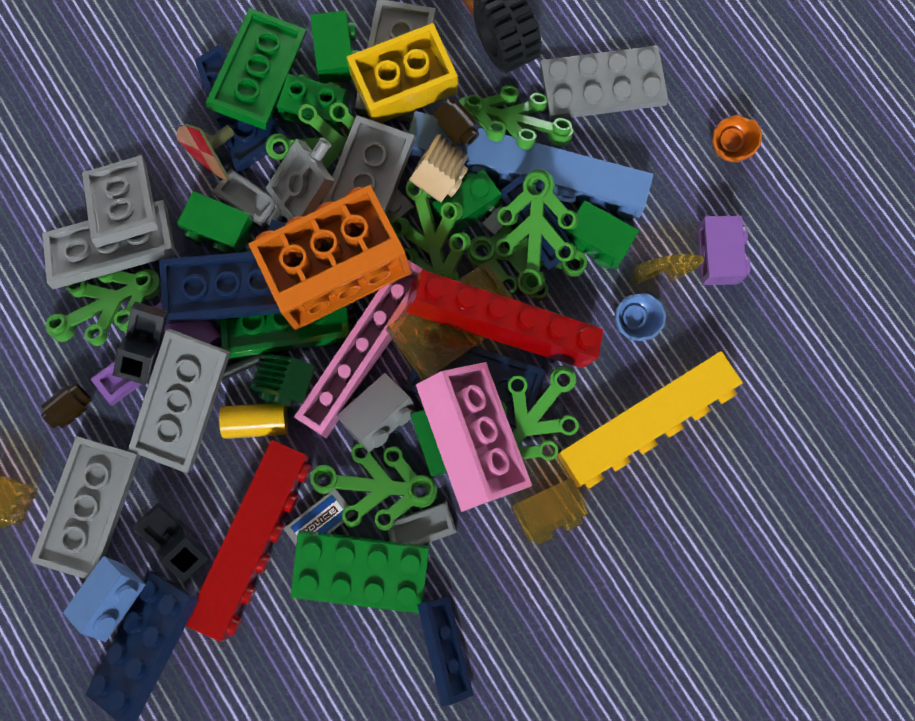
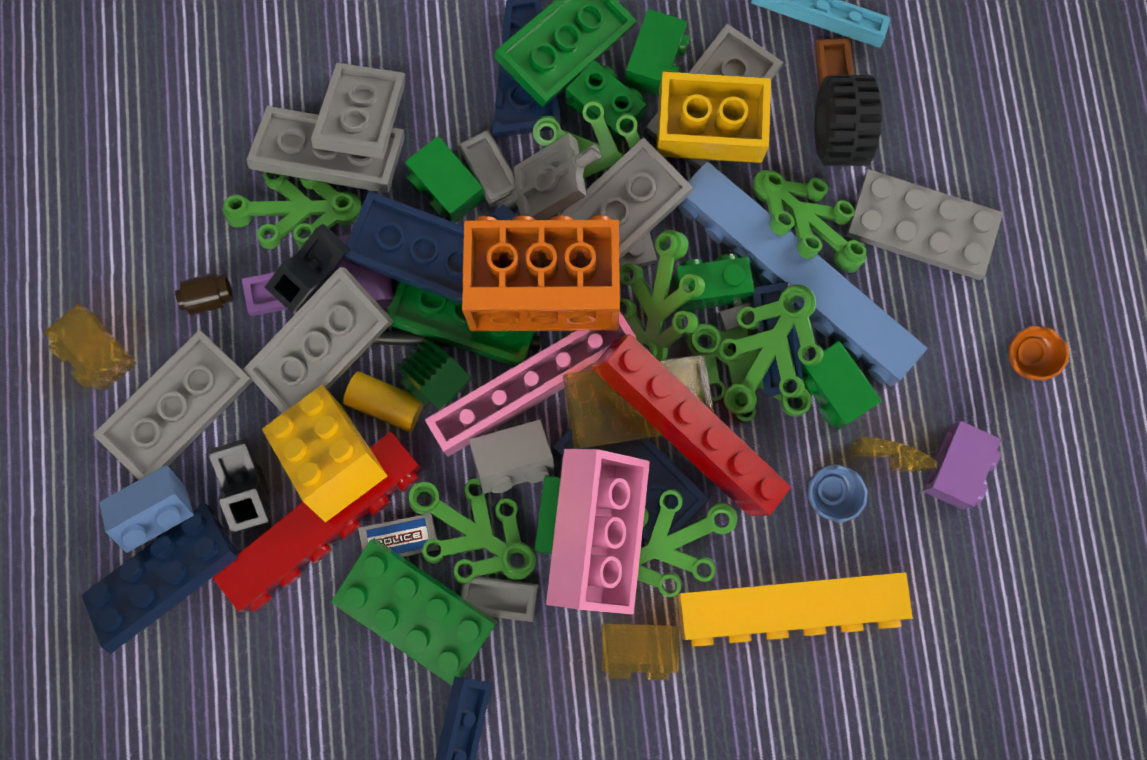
camera: 25 degrees right, 0 degrees up
(202, 146) = (470, 93): shield -> none
(226, 483) = (323, 453): none -> yellow brick
(440, 169) = (702, 236): tan brick -> none
(457, 123) = (744, 195): dark brown brick -> none

